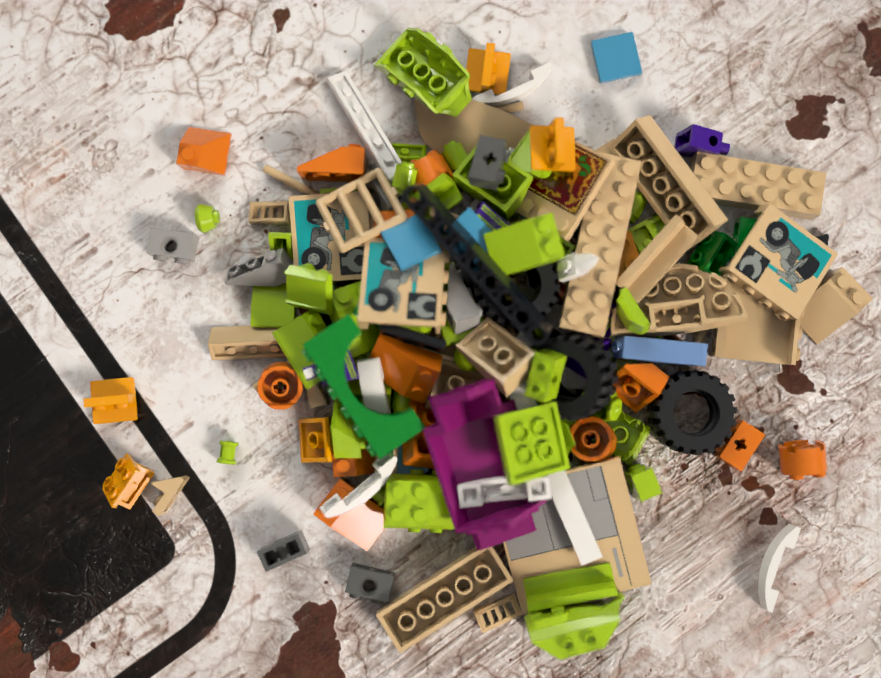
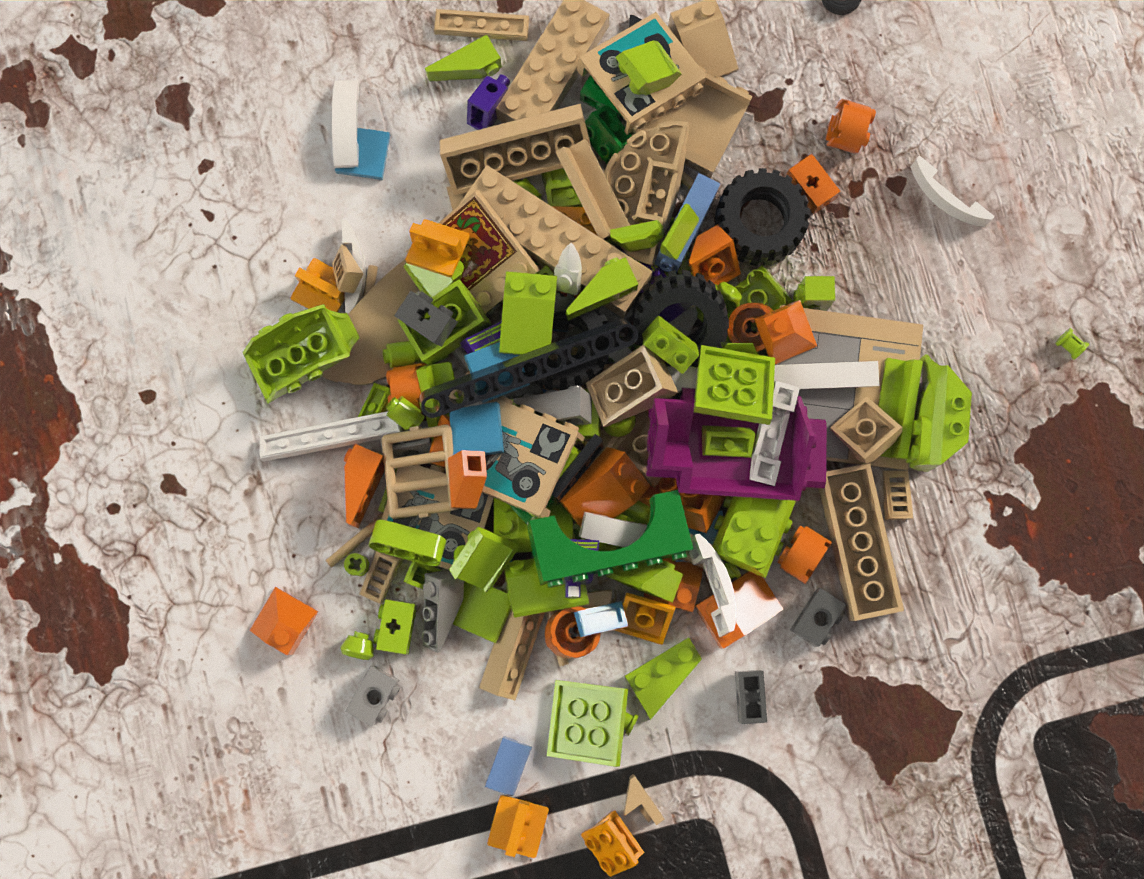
camera: 70 degrees left, 5 degrees down
(157, 374) = (508, 766): none -> medium blue brick
(213, 425) = (587, 723): none -> lime plate
(245, 245) = (401, 639): none -> lime brick
(270, 183) = (348, 564): none -> lime bush
(276, 471) = (662, 675): none -> lime wing
(298, 404) = (601, 619): none -> tile
(299, 222) = (407, 543): none -> lime beam
(365, 249) = (466, 478): none -> orange slope
(417, 553) = (805, 553): none -> orange brick
(483, 454) = (727, 441): none -> lime slope
(508, 83) = (346, 271): none -> tan slope
(539, 568) = (867, 431): none -> tan slope
(575, 303) = (608, 285): none -> lime slope
(597, 469) = (786, 332): none -> orange slope
(635, 31) = (345, 124): none -> white slope
(647, 347) = (679, 232): none -> lime slope
(729, 113) = (469, 62): none -> lime slope
(767, 112) = (481, 24): none -> tan tile
(783, 265) = (648, 68): none -> lime slope

